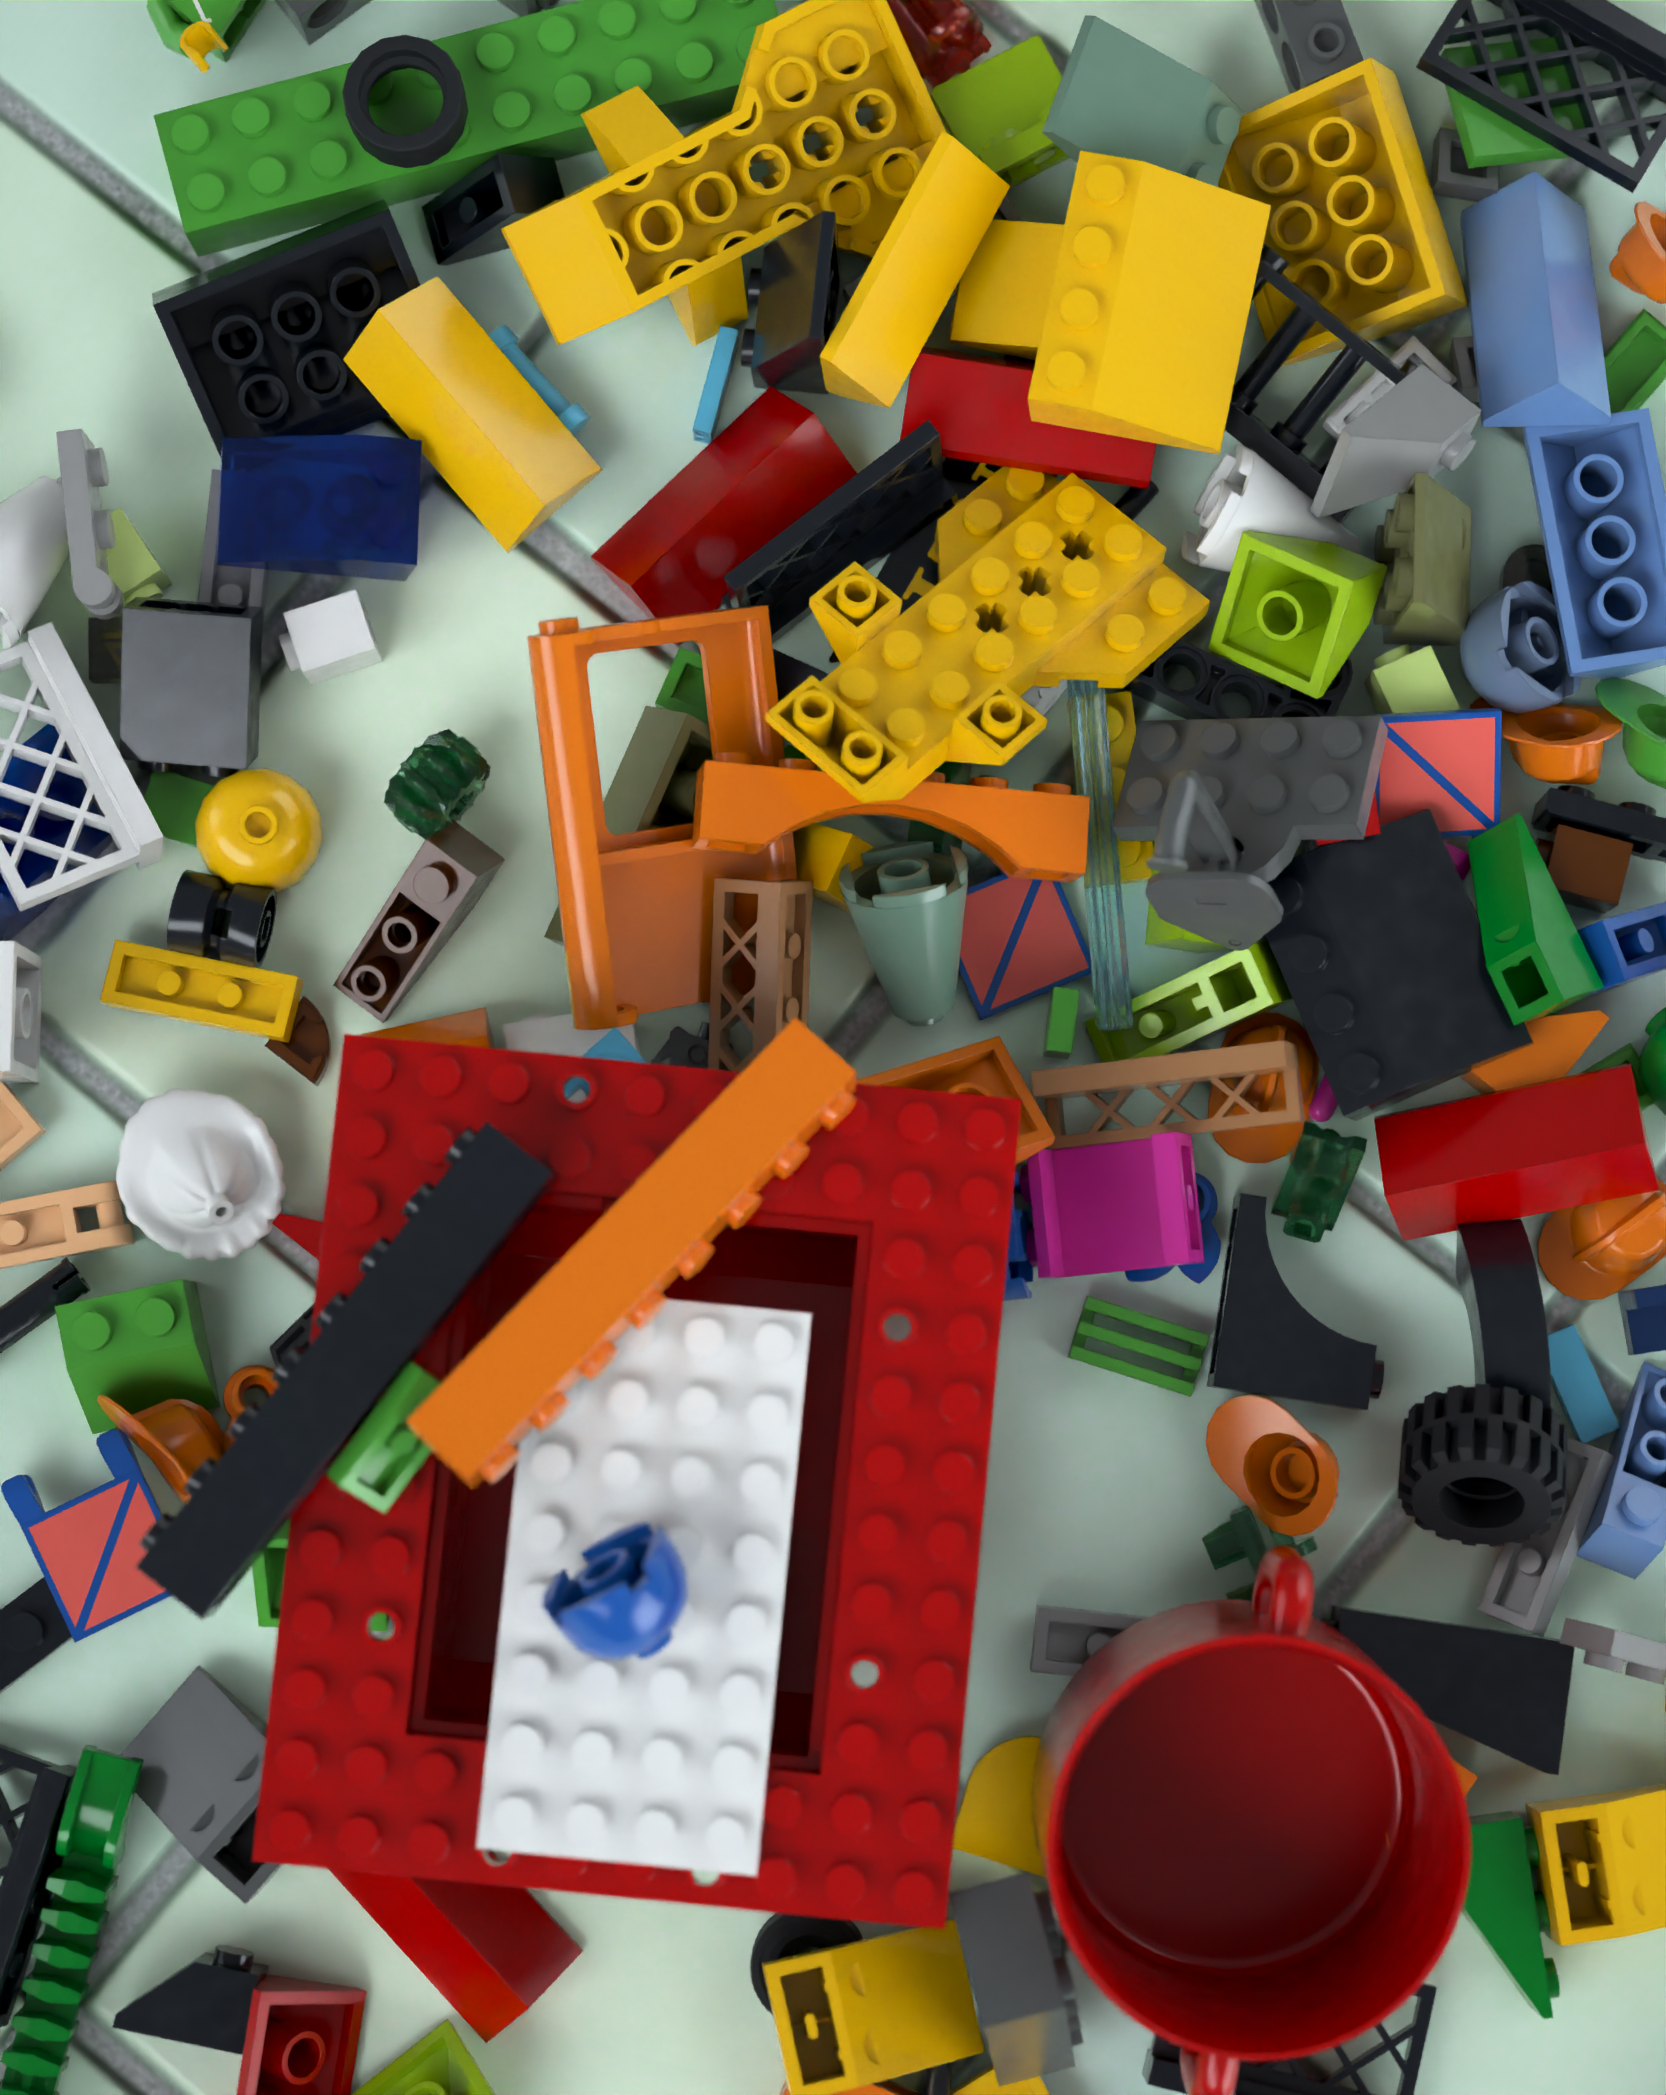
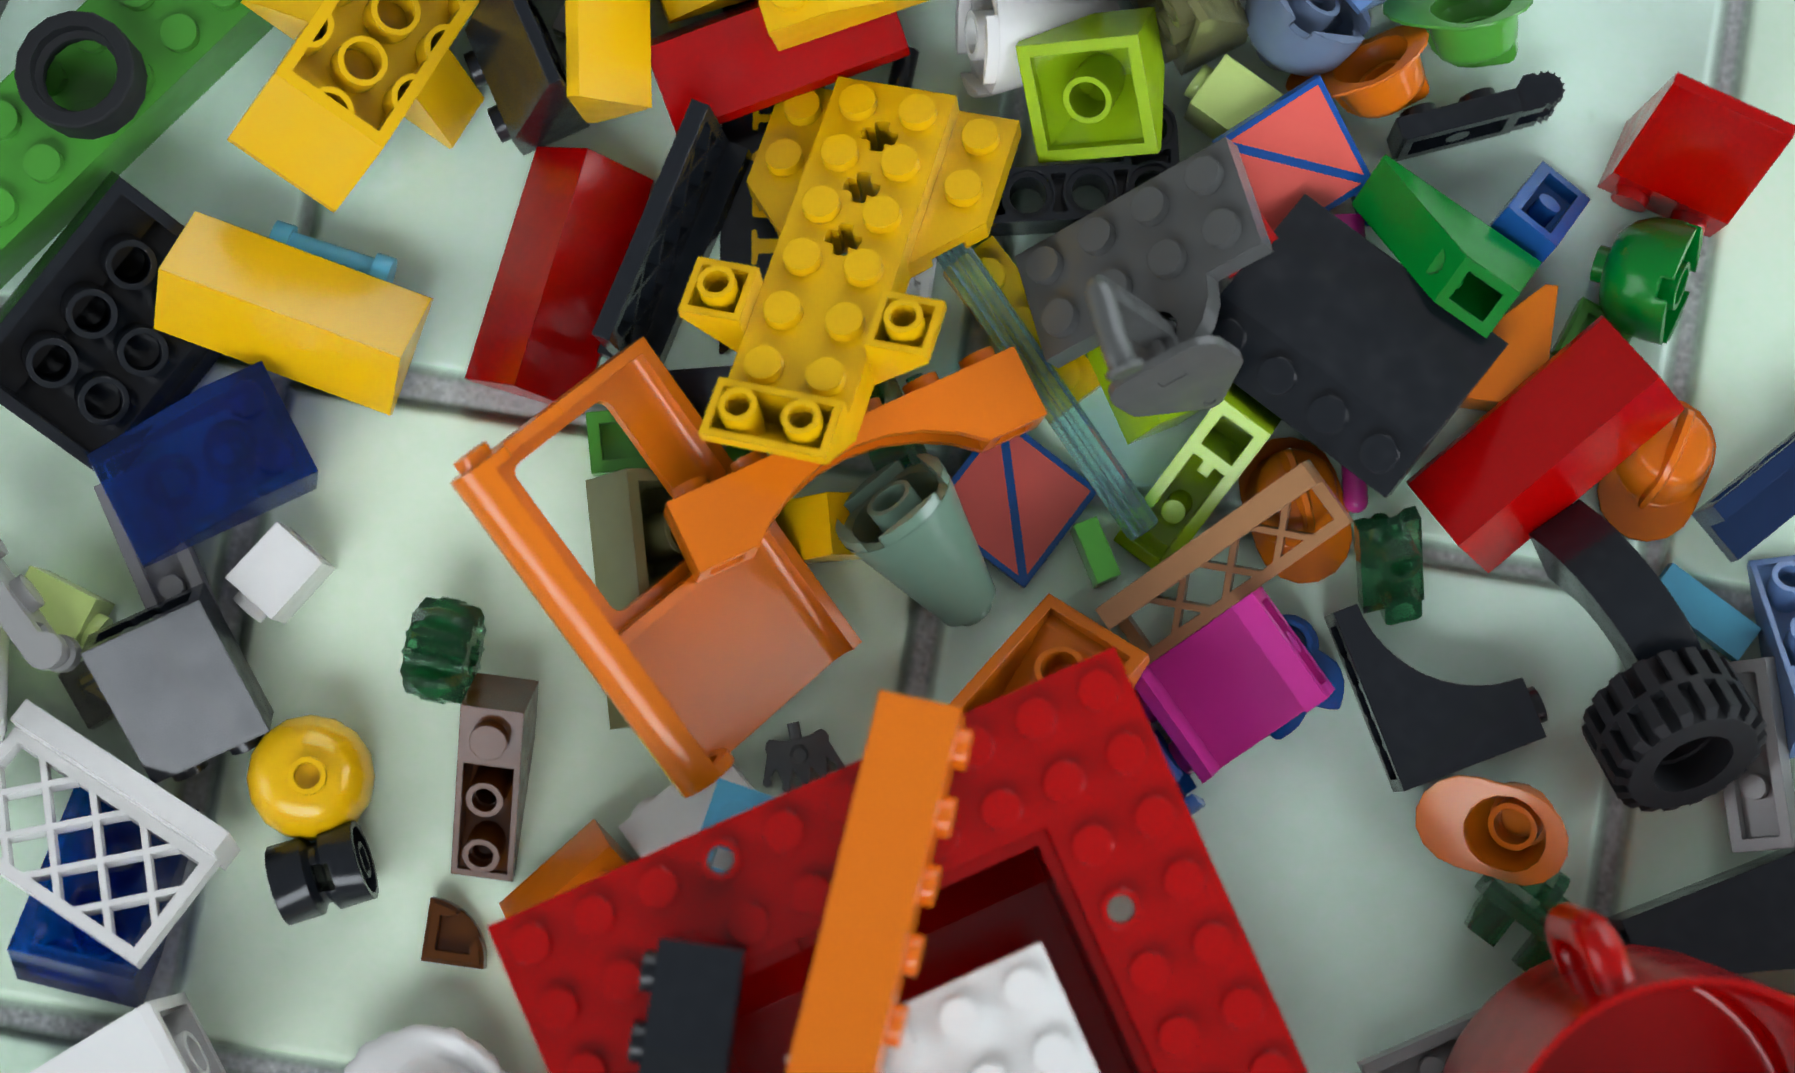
camera: 25 degrees left, 0 degrees up
(175, 804) = (224, 795): bright green tile -> none
(201, 991) = (339, 944): yellow plate -> none
(470, 214) = (194, 139): black slope -> none
(716, 385) = (489, 171): medium azure piece -> none
(779, 963) = (835, 649): medium nougat fence -> none
(1190, 1363) = (1369, 780): bright green tile -> none
(1585, 866) = (1463, 167): reddish brown brick -> none

